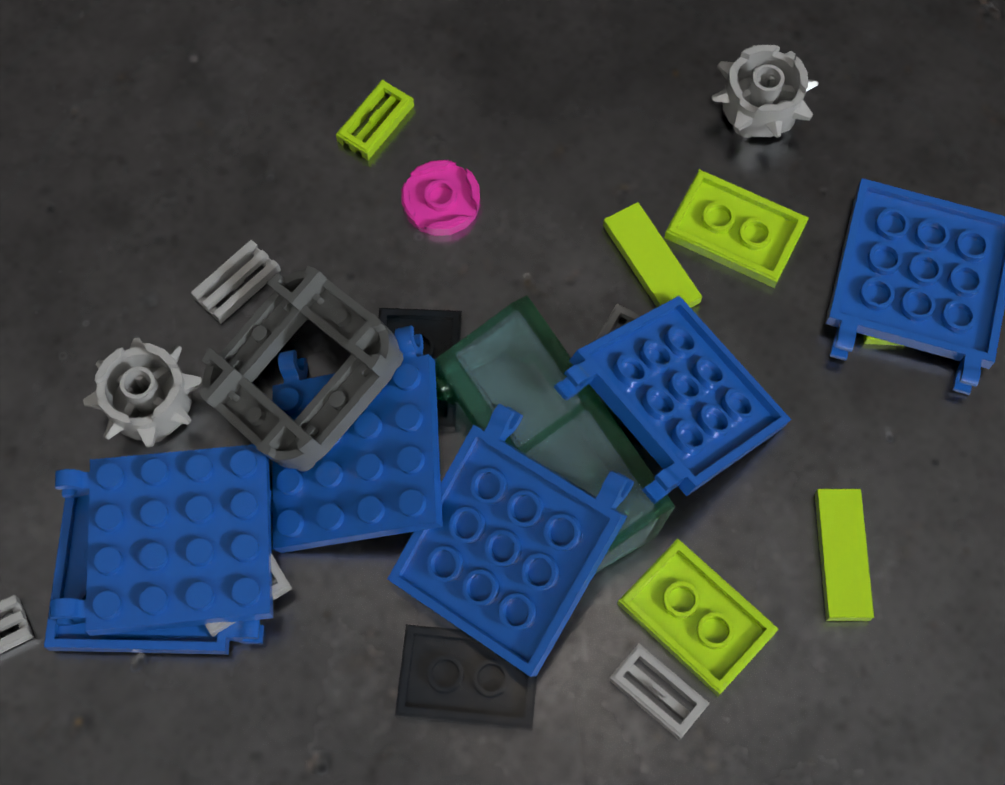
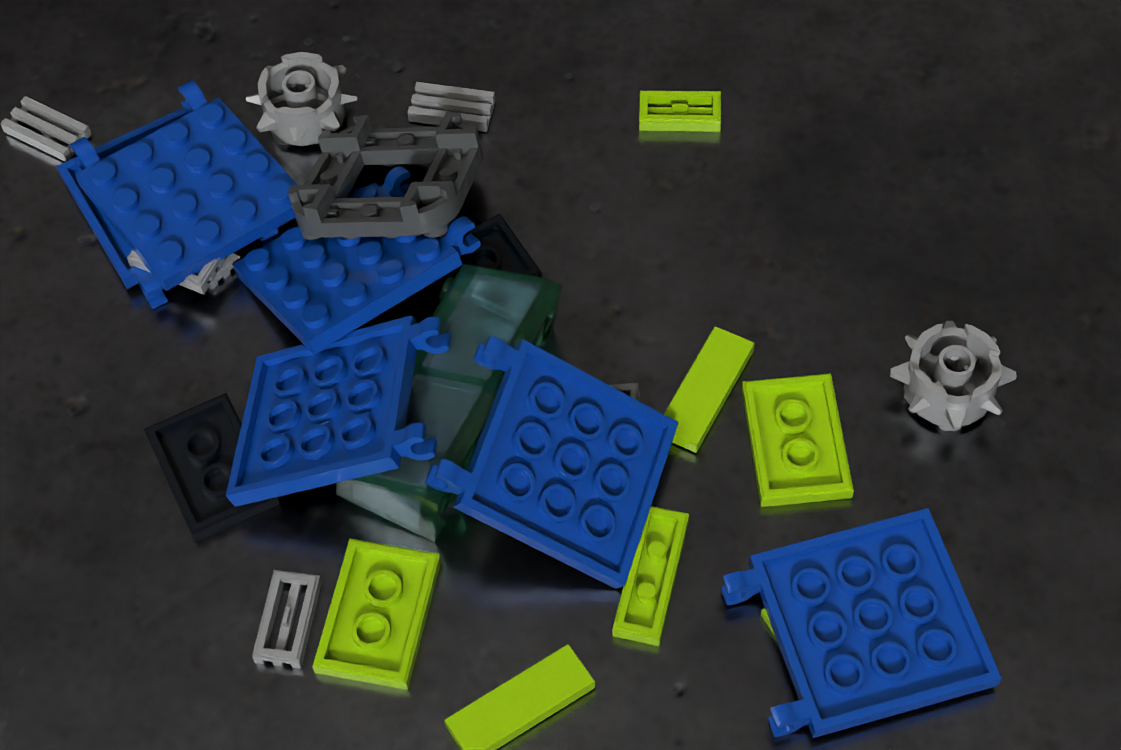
camera: 60 degrees right, 10 degrees down
(451, 202) = (643, 211): dark pink tile -> none
(809, 412) = (651, 577): none -> lime tile

